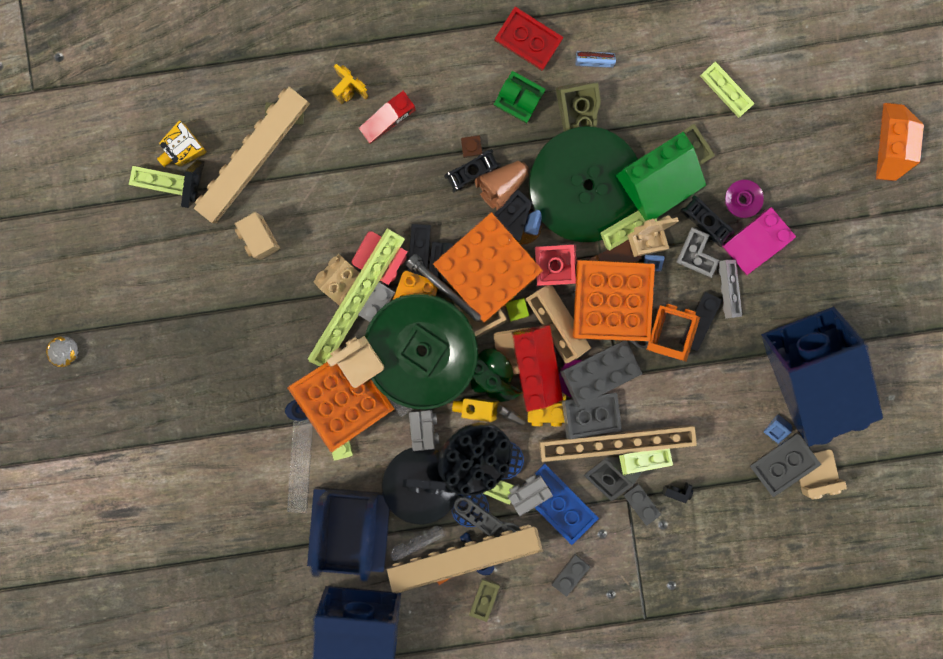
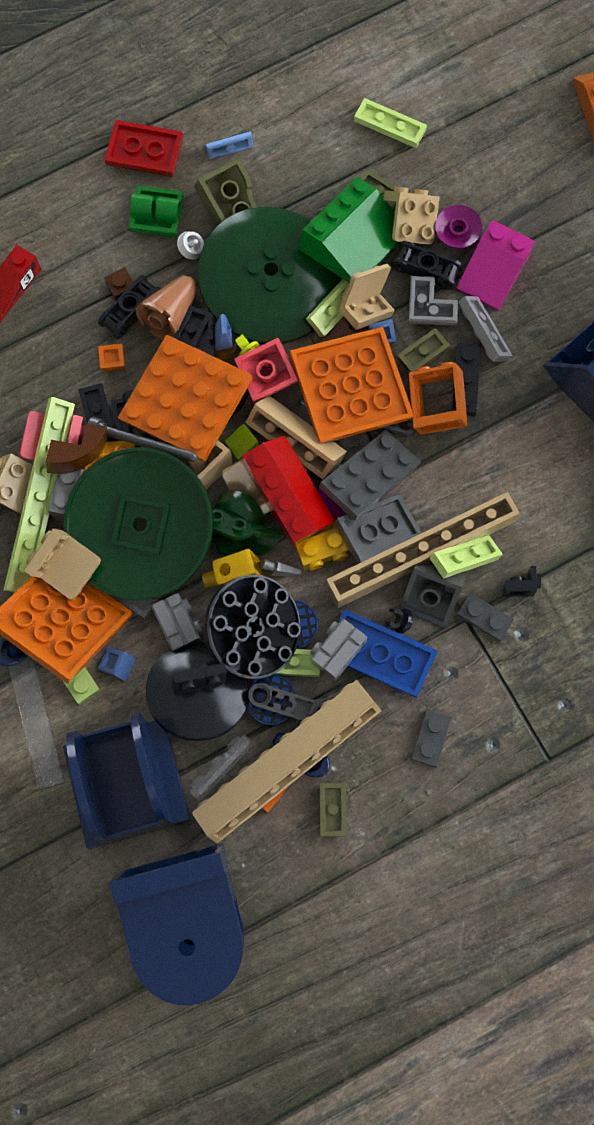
camera: 20 degrees left, 15 degrees down
(370, 440) = (116, 663): none -> medium blue slope
(387, 284) = (70, 457): none -> reddish brown brick
(444, 206) = (111, 357): none -> orange plate
(535, 136) = (190, 245): none -> white hat
(548, 239) = (244, 345): none -> neon yellow plate
(582, 487) = (403, 620): none -> black plate
(677, 289) = (423, 351): none -> olive plate
(715, 177) = (413, 215): none -> tan bracket

